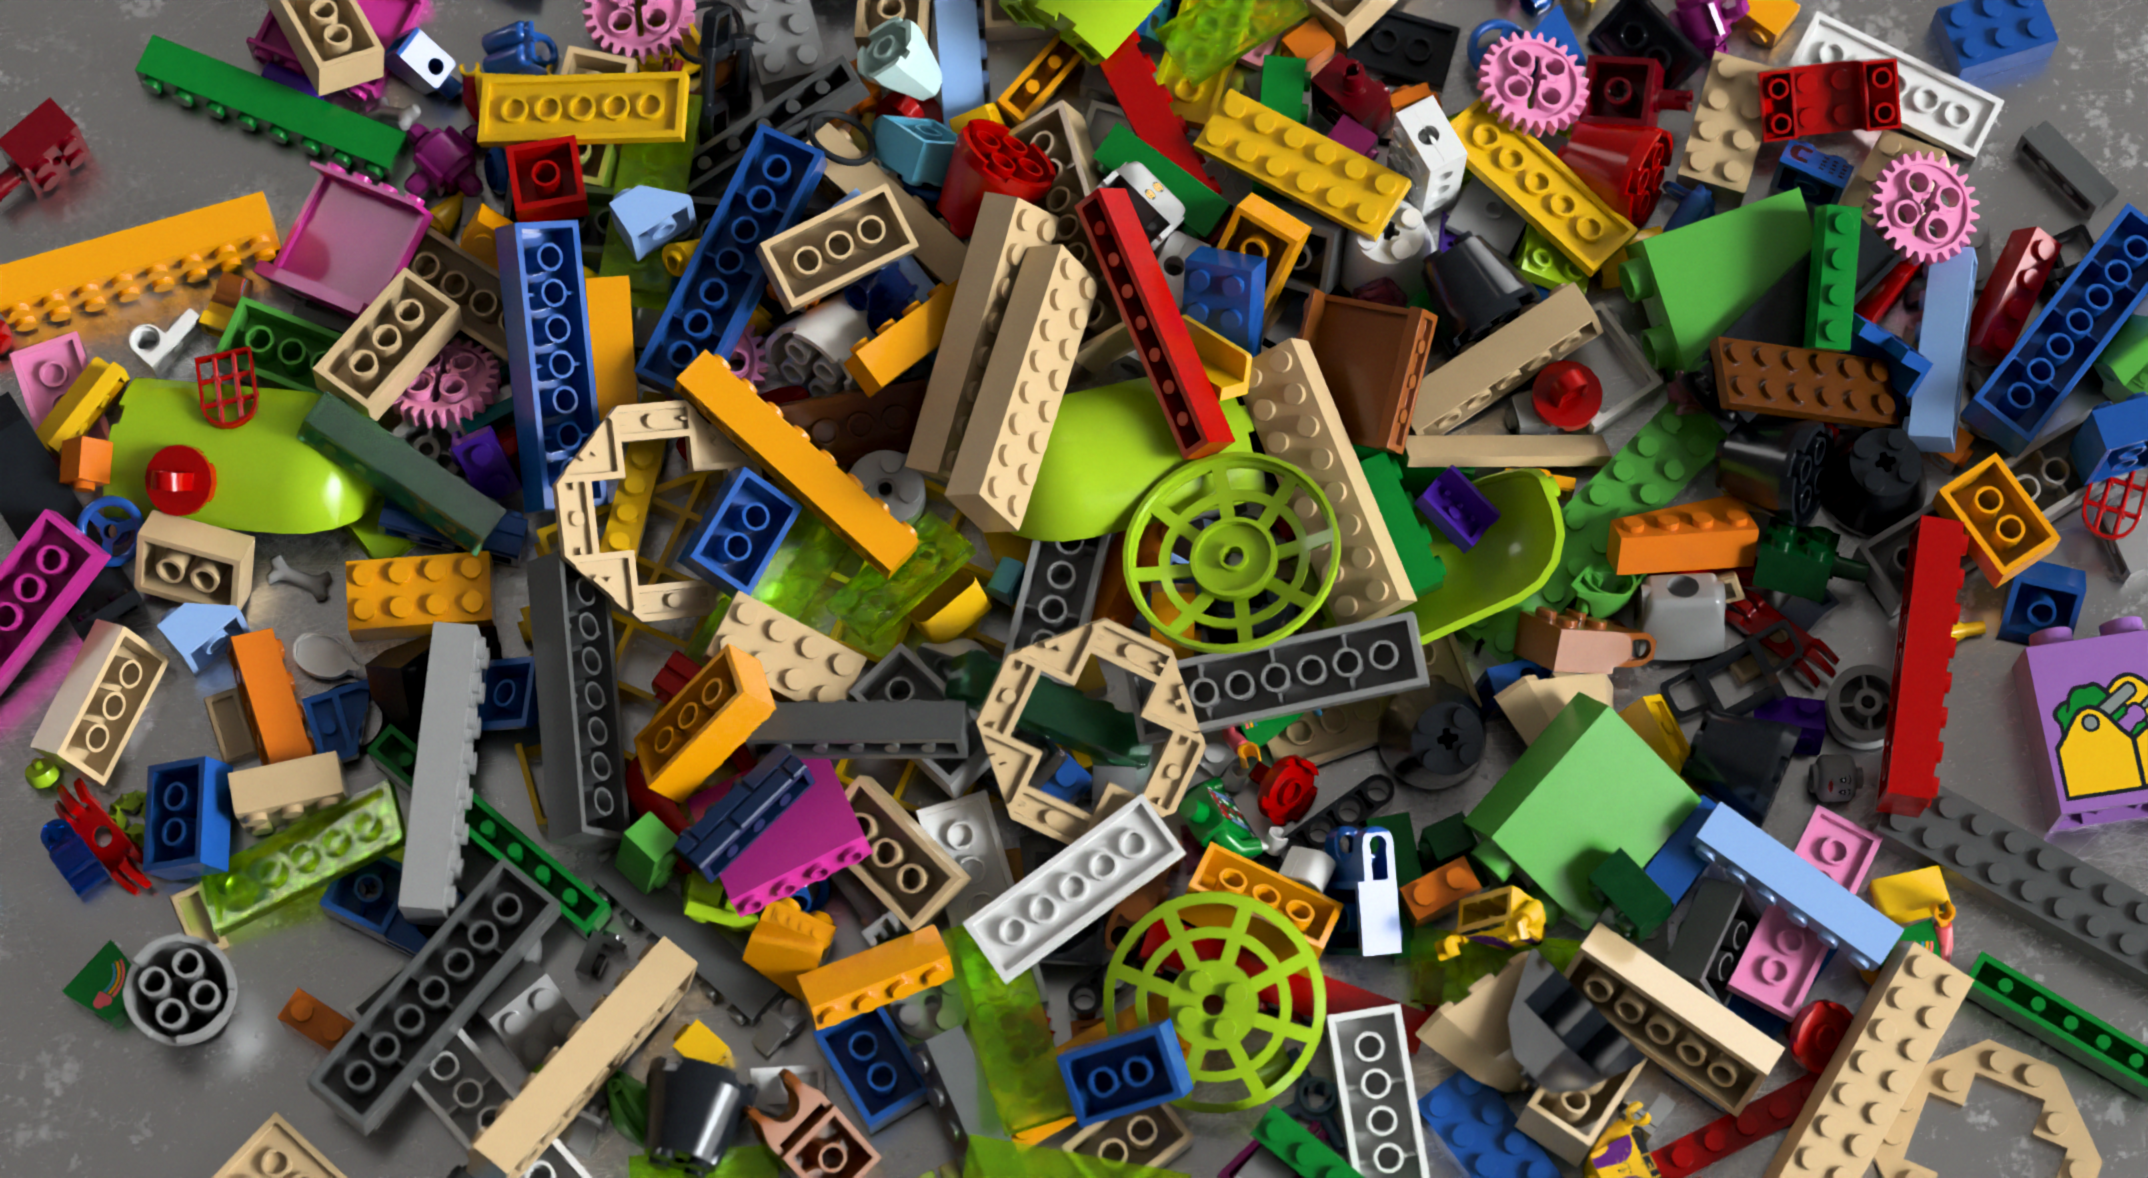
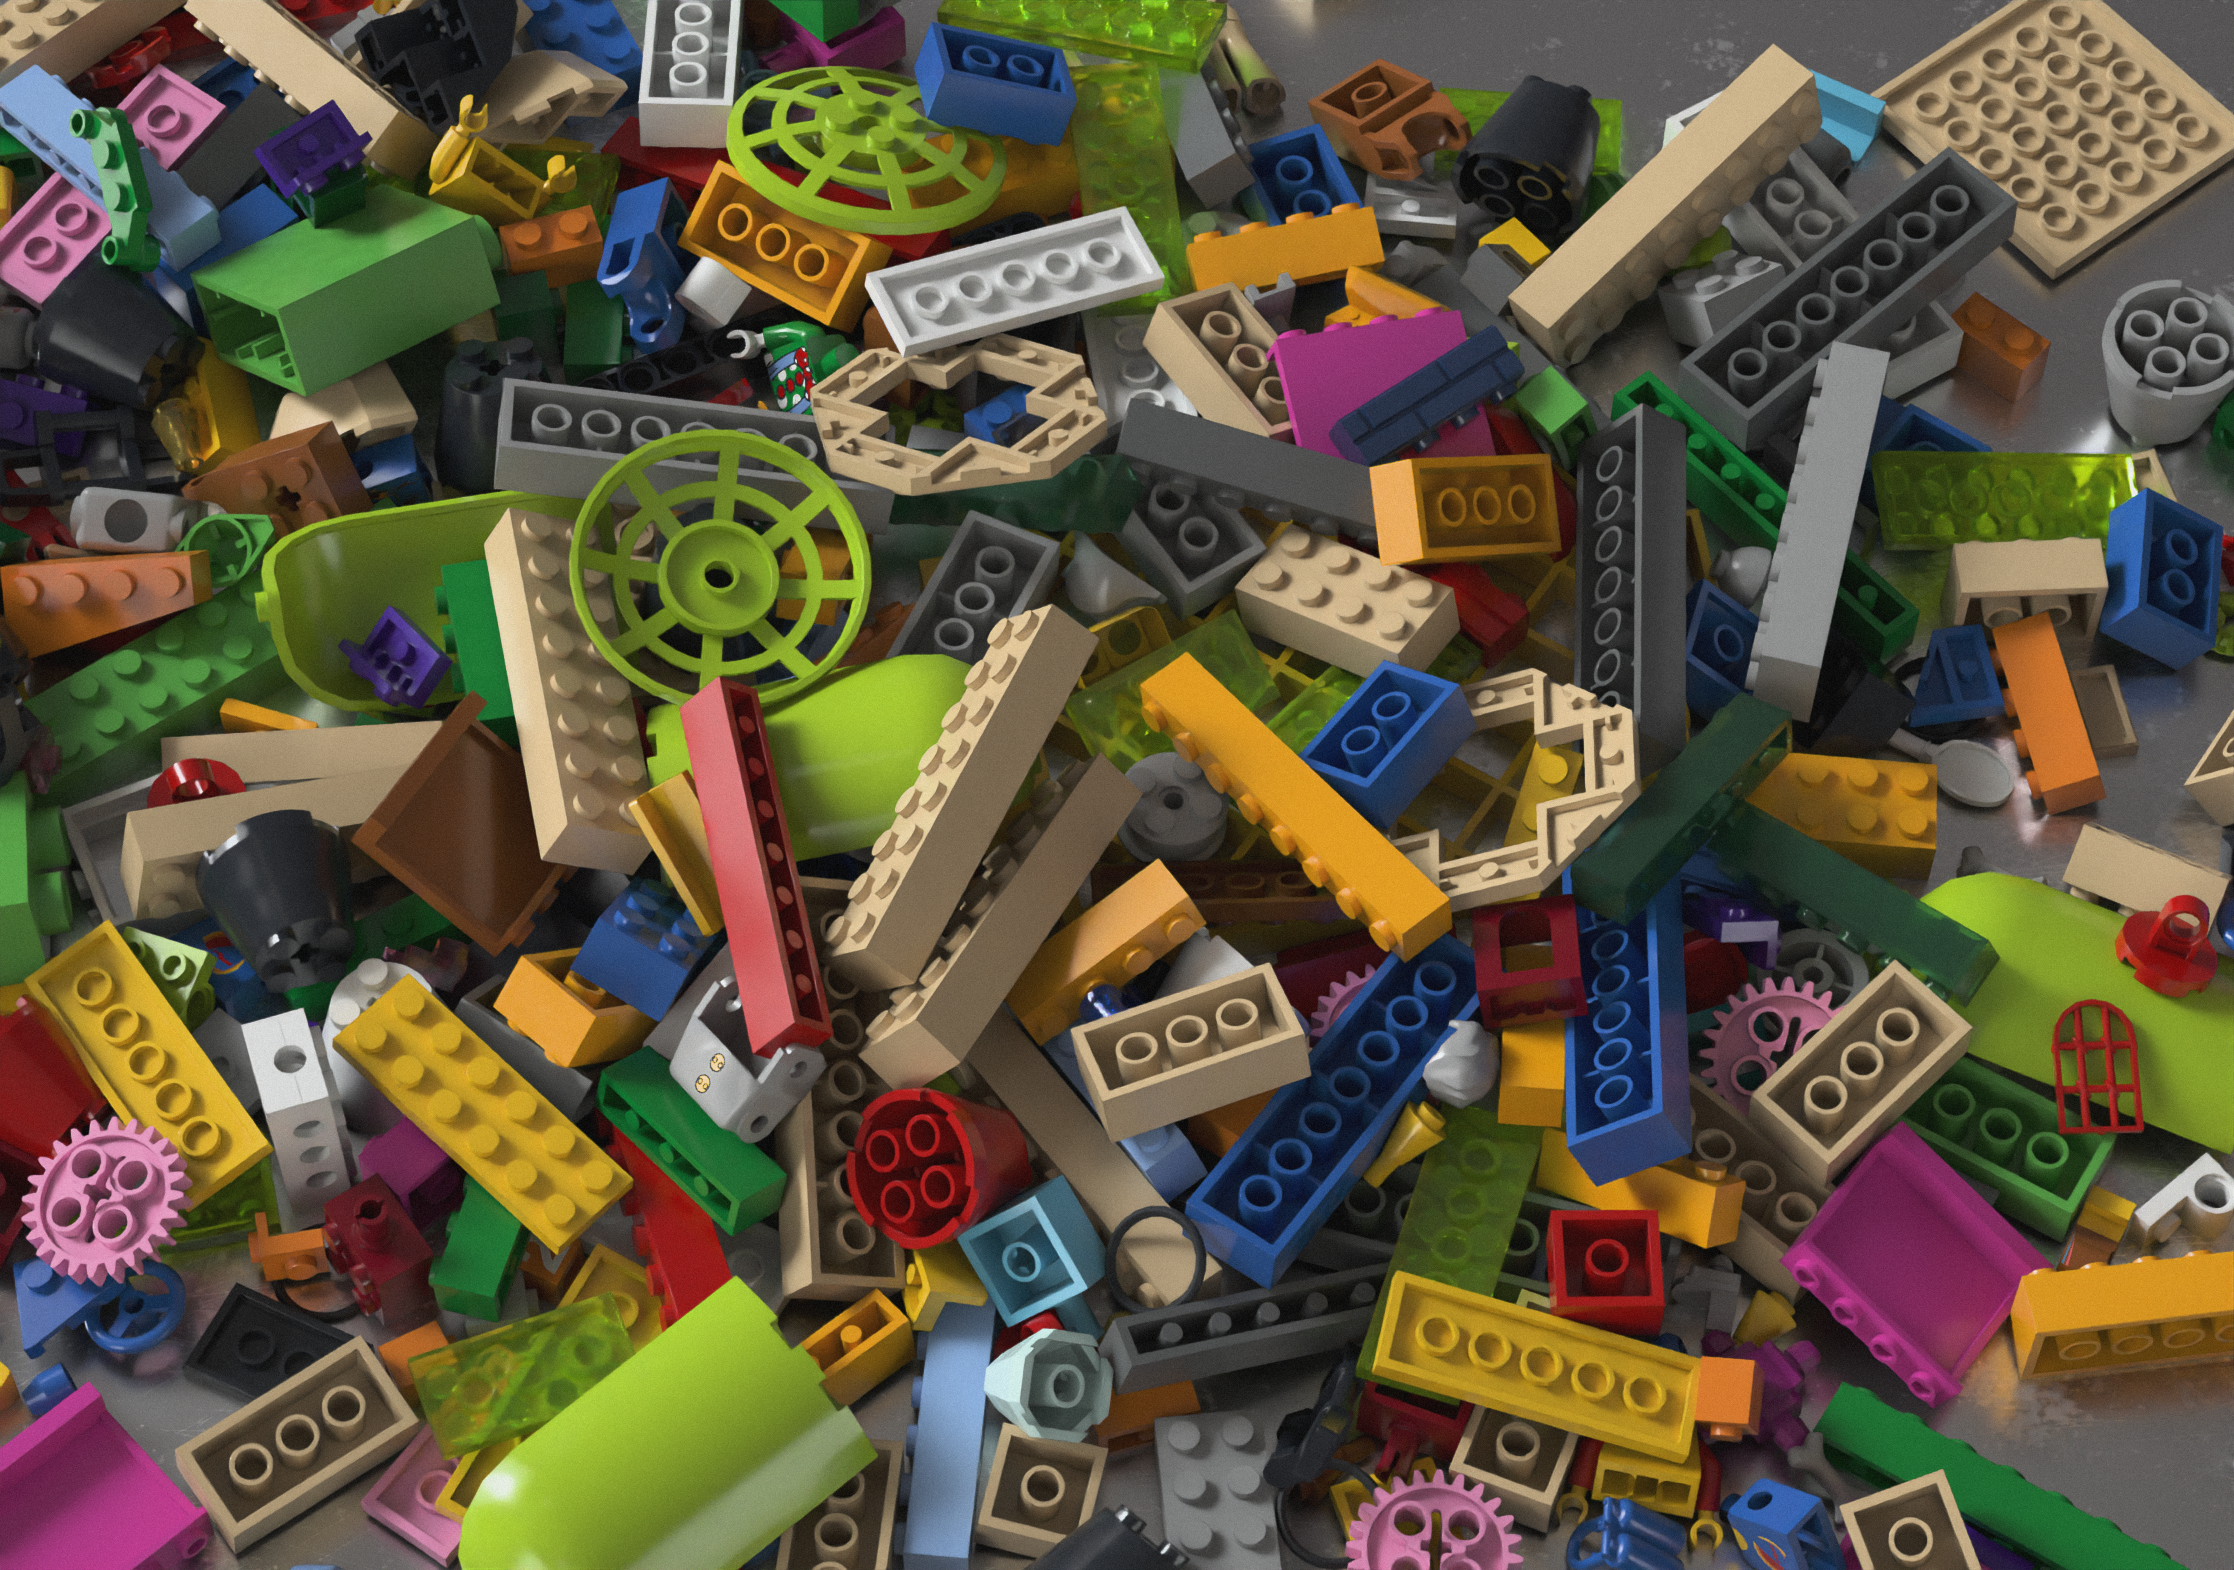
camera: 170 degrees left, 15 degrees down
(201, 632) = (2142, 793): light blue slope -> none
(459, 123) = (1729, 1397): none -> orange brick
(498, 764) = (1742, 573): none -> light grey brick
(522, 508) = (1681, 808): none -> clear green brick
(589, 347) = (1532, 993): none -> dark red panel
(593, 959) = (1611, 378): dark grey bracket -> none
(651, 218) = (1456, 1159): light blue slope -> none
(651, 295) = (1464, 1065): none -> light grey hair
(707, 1003) = (1494, 274): none -> dark grey brick
(1628, 872) = (311, 149): none -> dark purple bracket
(1677, 708) = (178, 430): none -> clear yellow cone
(1775, 843) = (122, 185): none -> green plate

